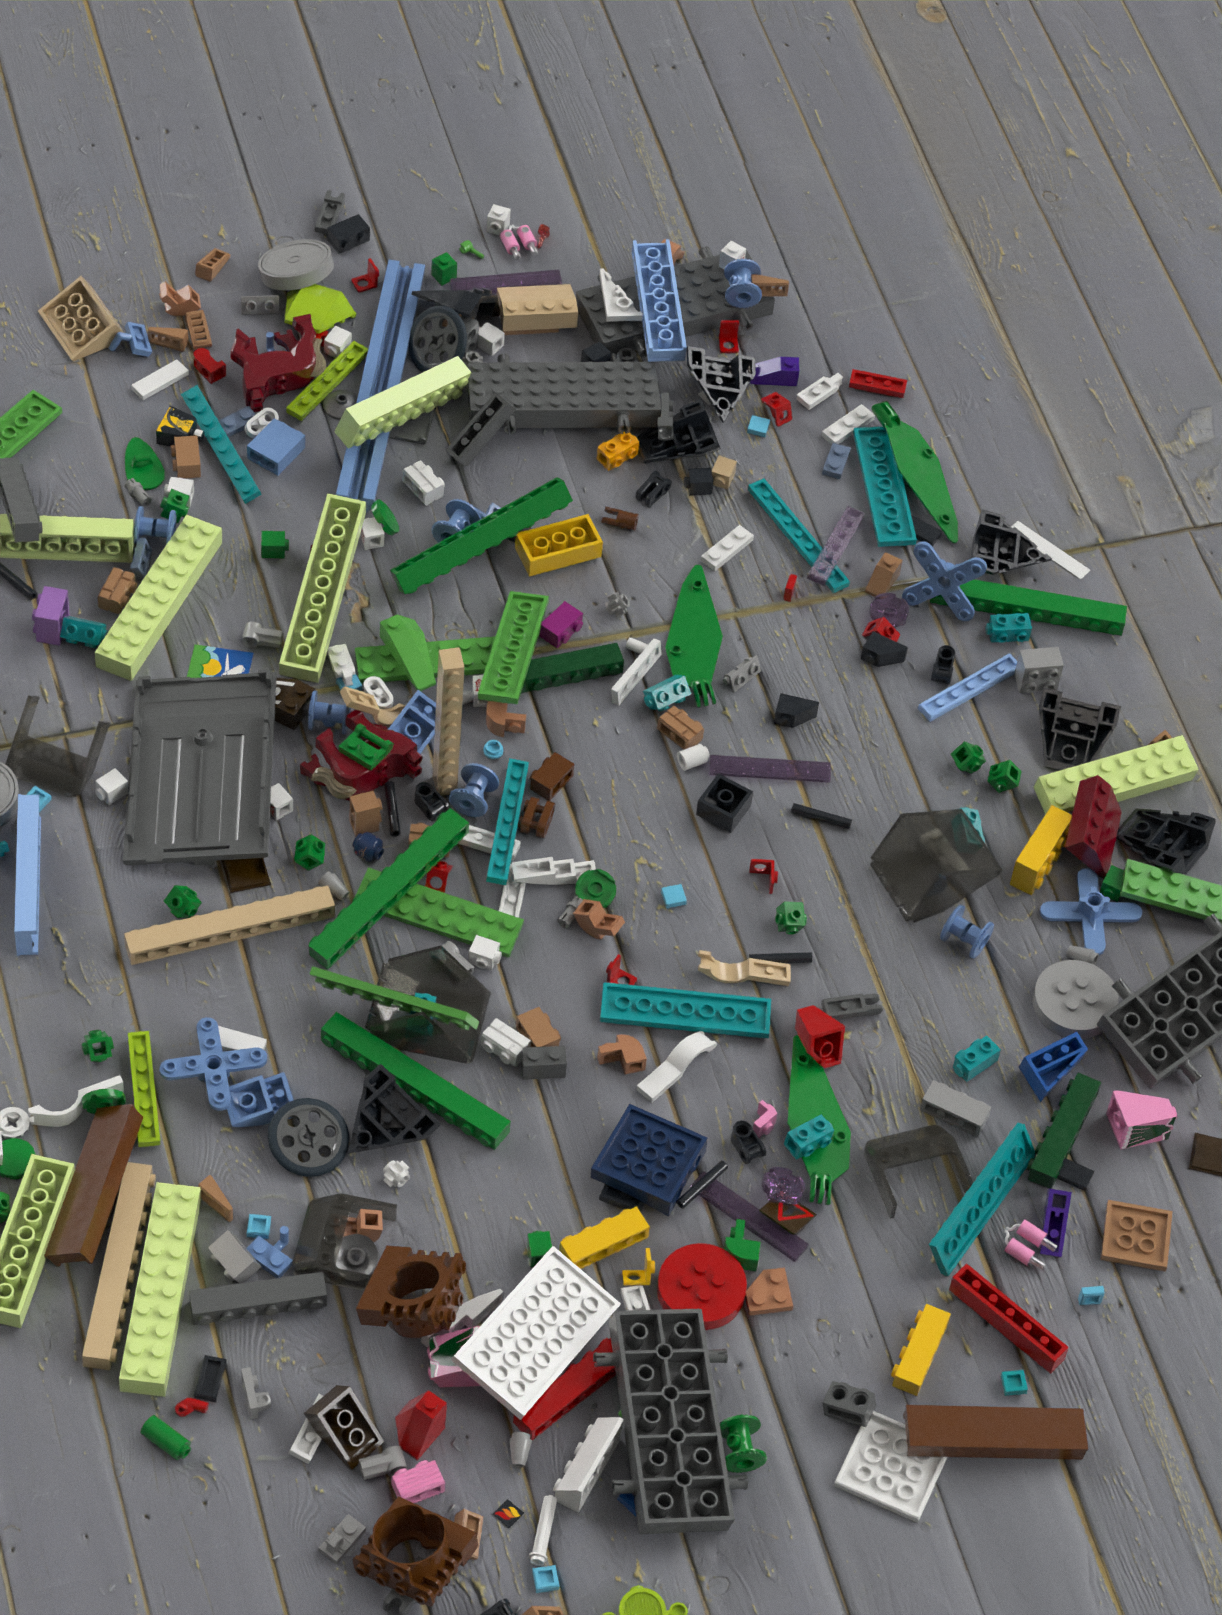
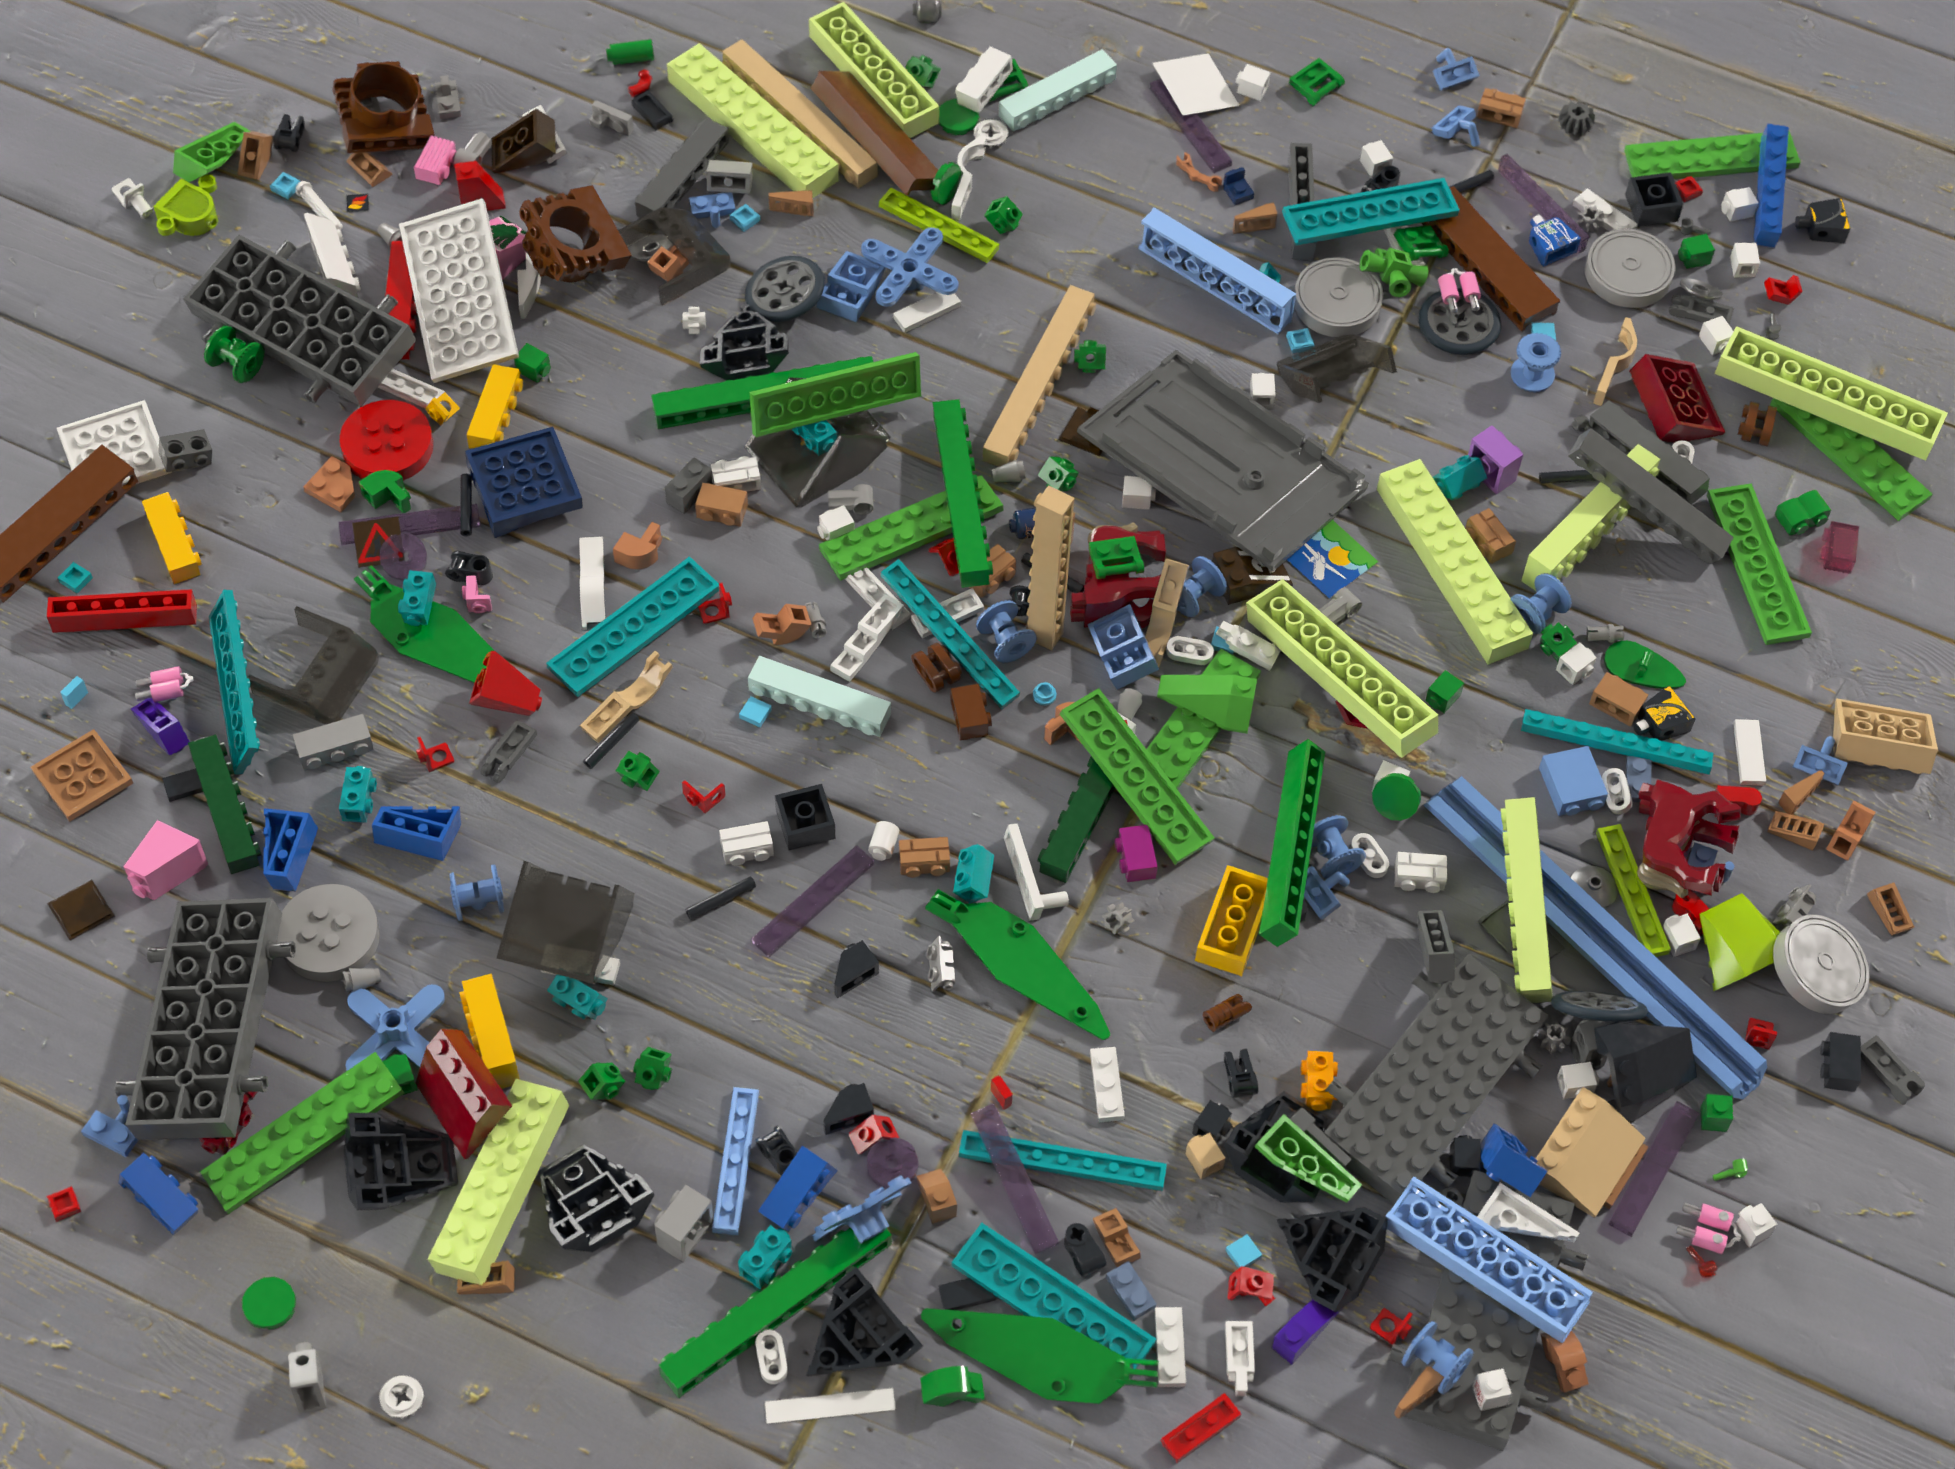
camera: 135 degrees right, 5 degrees up
(141, 559) = (1513, 577): sand blue plate -> none
(435, 514) = (1374, 855): none -> white plate
(586, 327) = (1506, 1161): none -> blue wedge
(596, 886) = (819, 654): green tile -> none
(628, 865) = (819, 696): none -> light aqua brick
(690, 411) = (1298, 1154): none -> bright green wedge
(773, 825) = (746, 843): none -> white brick
(814, 484) = (1116, 1237): none -> medium nougat slope
(840, 492) = (1084, 1253): none -> black piece
(906, 1047) = (425, 755): none -> red bracket
(960, 1001) = (417, 830): none -> blue wedge
(962, 635) = (797, 1189): none -> blue wedge
(984, 493) = (951, 1384): none -> green brick
(1055, 584) = (771, 1358): none -> white plate

